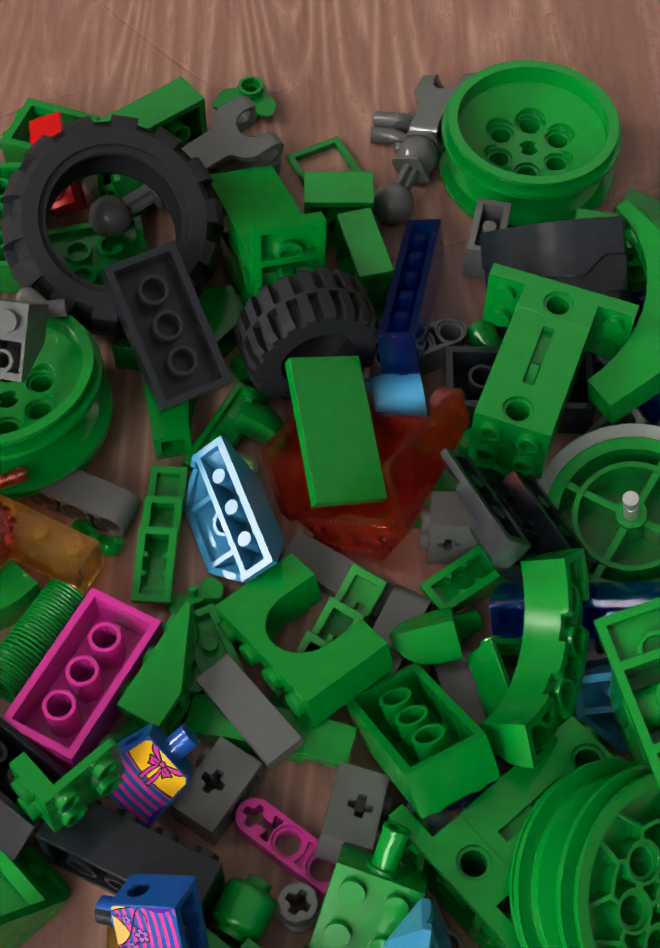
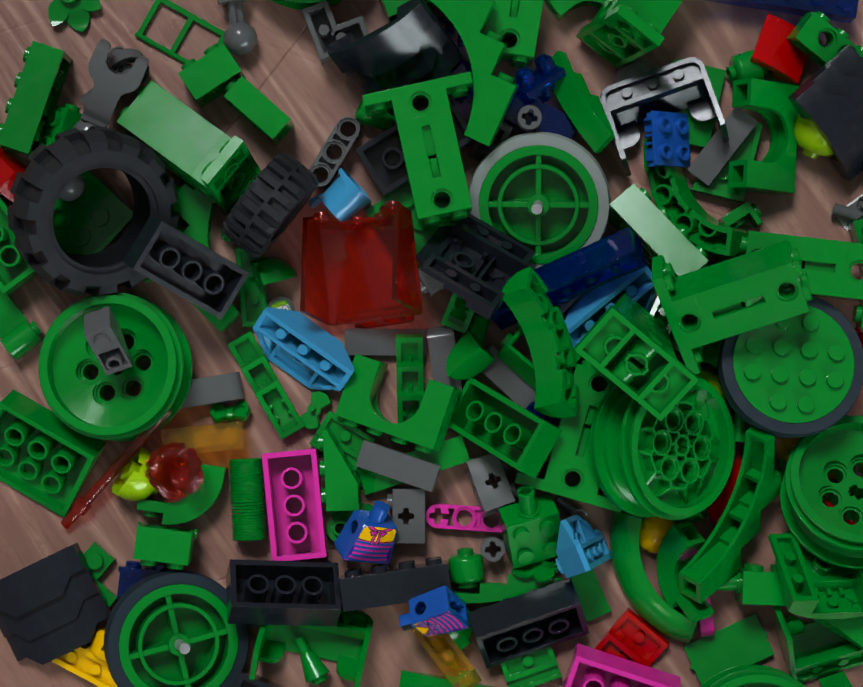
camera: 35 degrees left, 30 degrees up
(56, 309) = (90, 304): dark grey arm -> none
(68, 798) = (336, 598): green bracket -> none
(335, 431) = (331, 262): green tile -> none
(411, 298) = (310, 124): clear blue brick -> none

